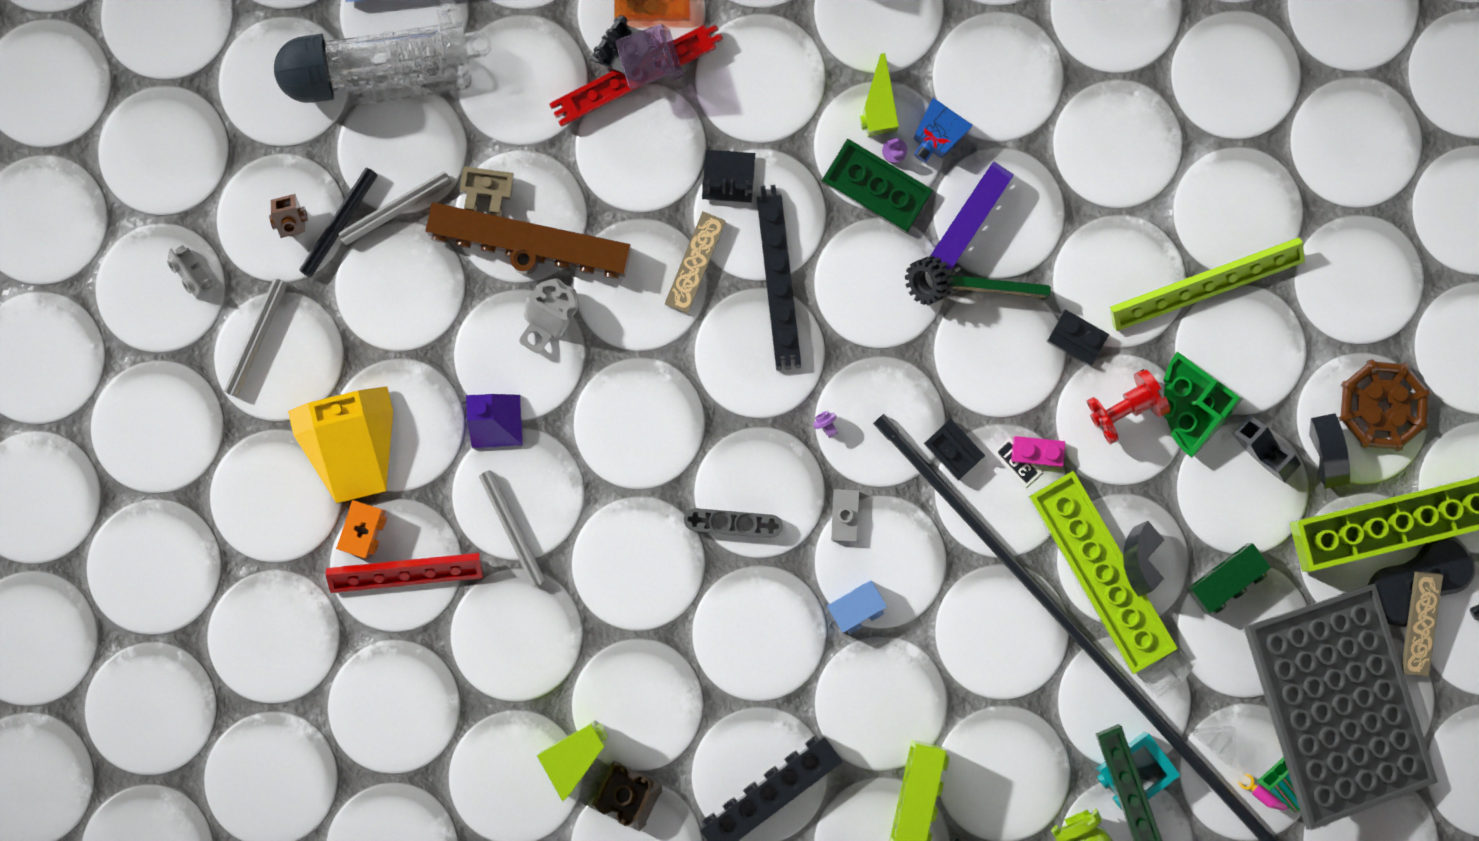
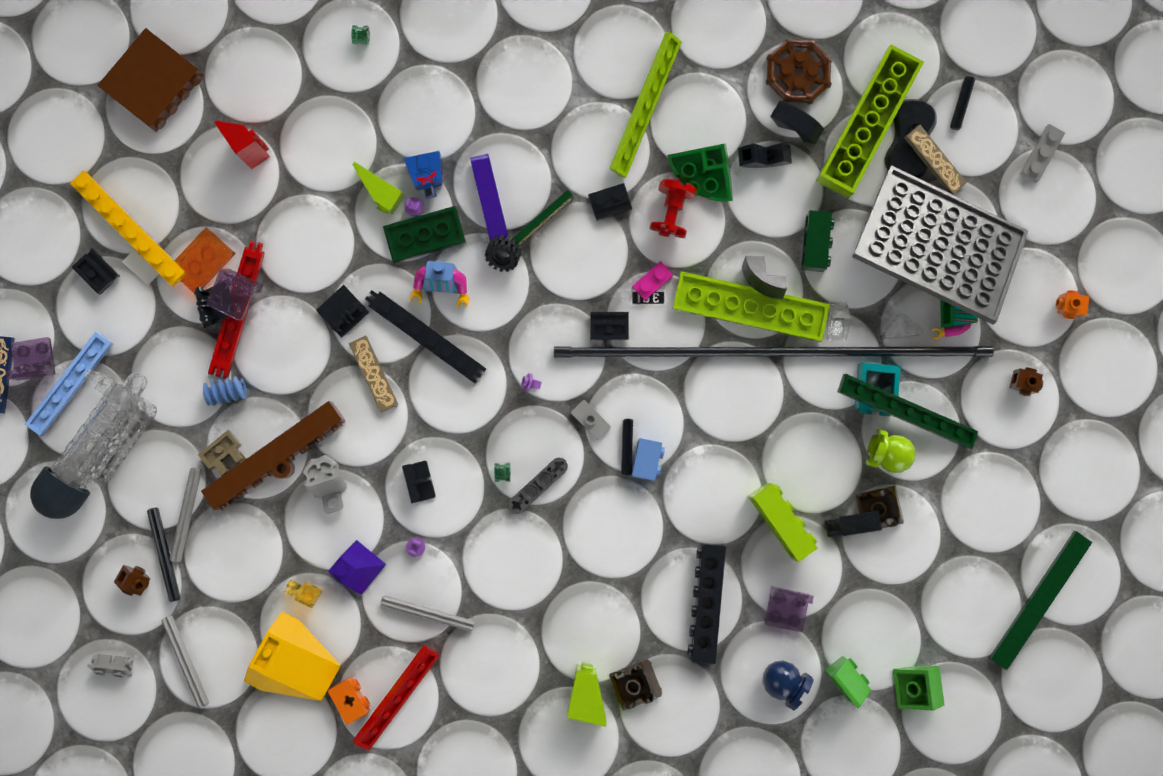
camera: 50 degrees left, 0 degrees up
(424, 394) = (305, 594): none -> clear yellow plate
(547, 135) = (224, 392): none -> medium blue piece
(565, 458) = (415, 547): none -> medium lavender plate
(631, 403) = (419, 481): none -> black panel
(714, 476) = (502, 472): none -> clear green wheel
(848, 241) = (440, 277): none -> torso
(851, 576) = (627, 444): none -> black axle

